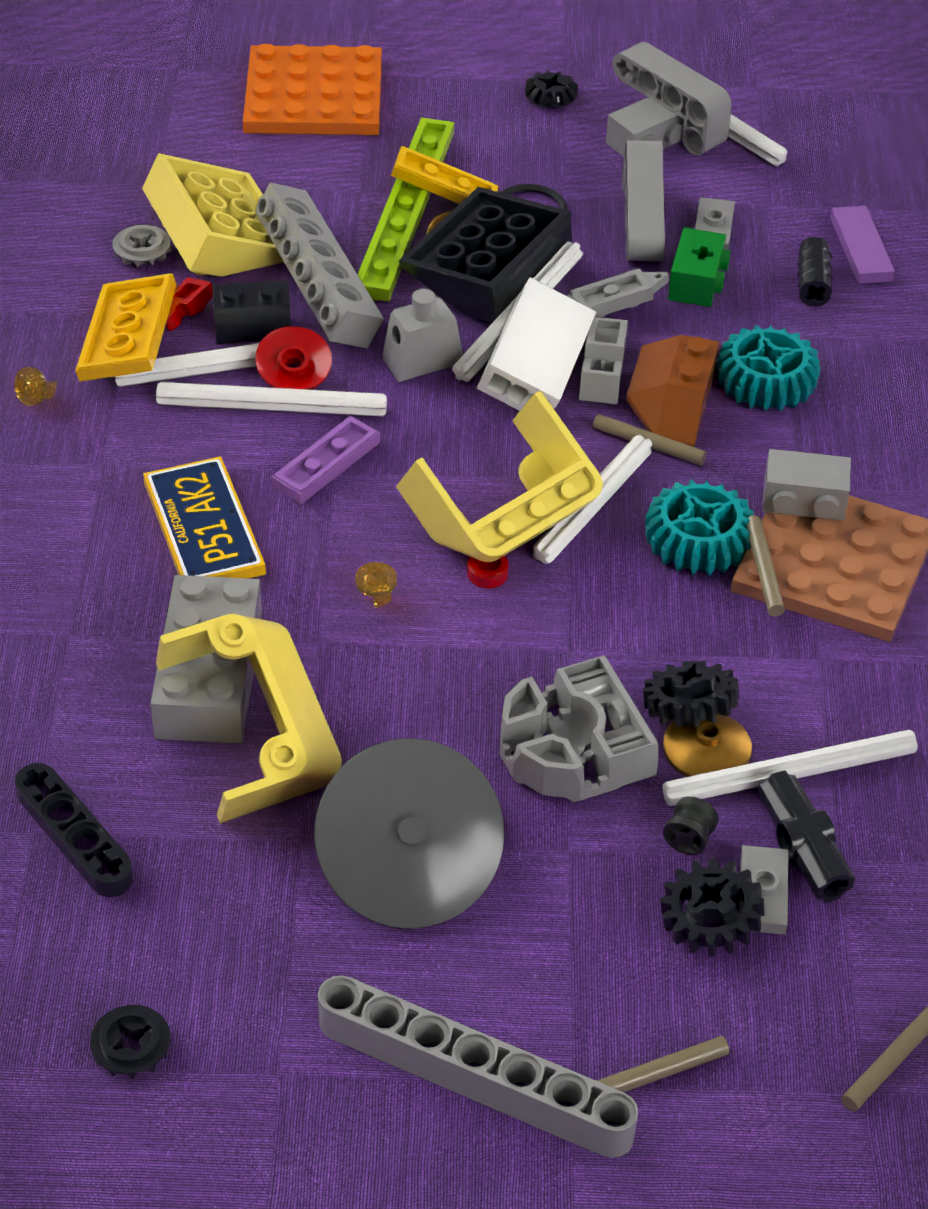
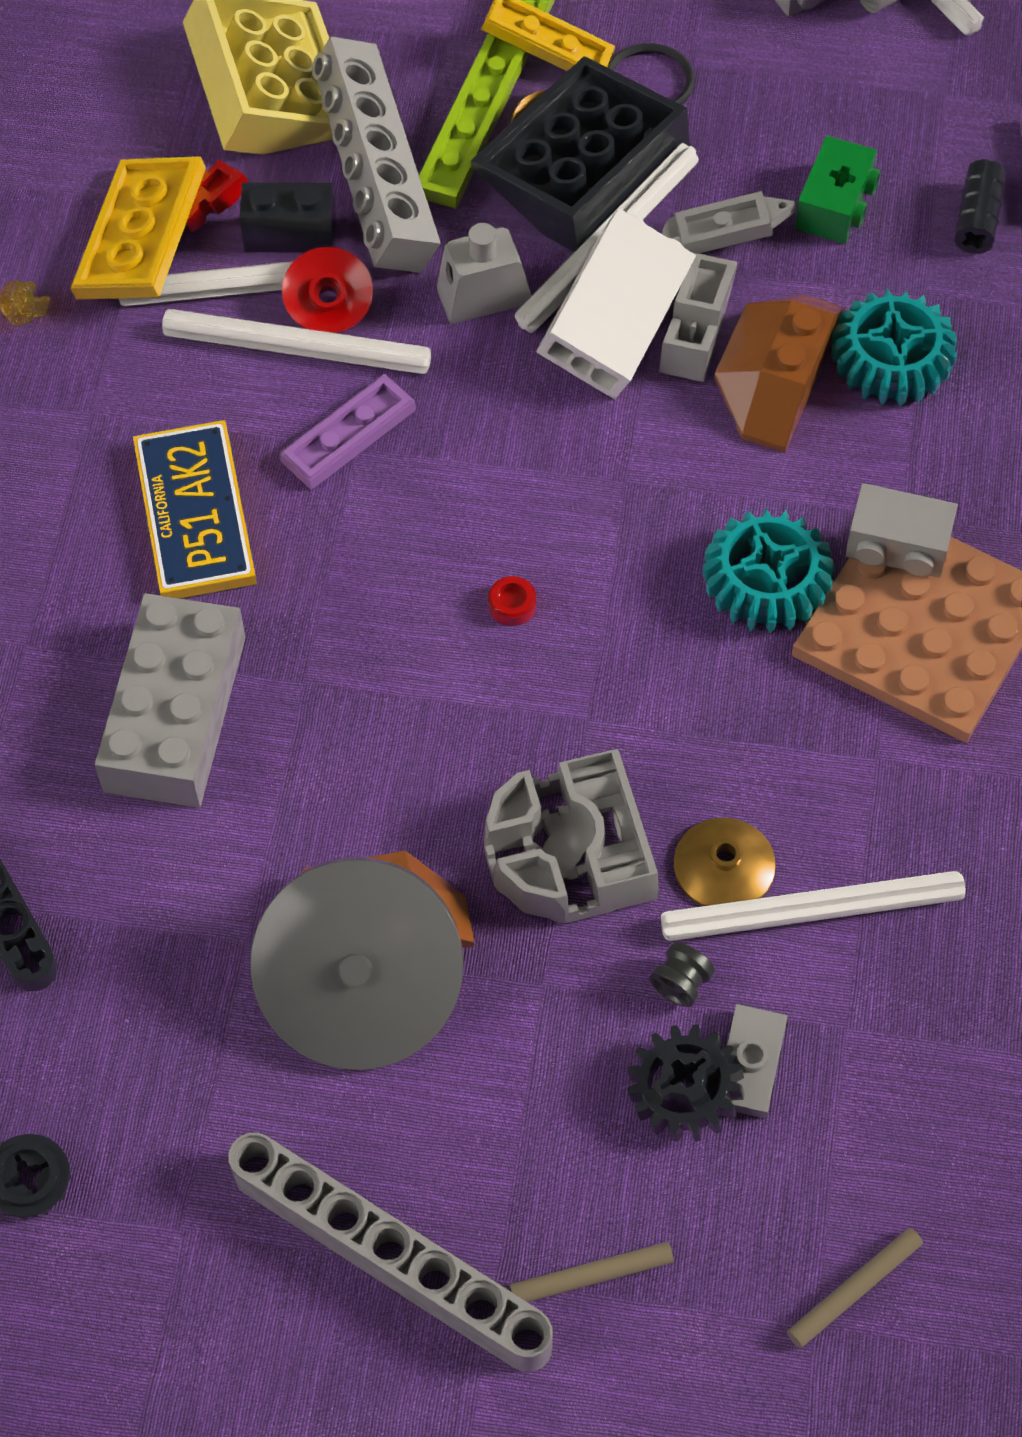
camera: 10 degrees right, 15 degrees up
(140, 236) = (173, 90): light grey gear -> none
(305, 751) = (266, 829): light yellow windscreen -> none
(376, 580) = (377, 612): clear yellow plate -> none
(557, 481) = (610, 507): light yellow windscreen -> none
(613, 477) = (650, 516): white axle -> none
(644, 200) = (785, 89): light grey beam -> none
(659, 442) = (733, 435): dark tan bar -> none
(691, 693) = (713, 801): black gear -> none
(715, 216) = (872, 117): light grey plate -> none
(765, 567) = (831, 637): dark tan bar -> none
(806, 835) = (811, 1000): black piece -> none

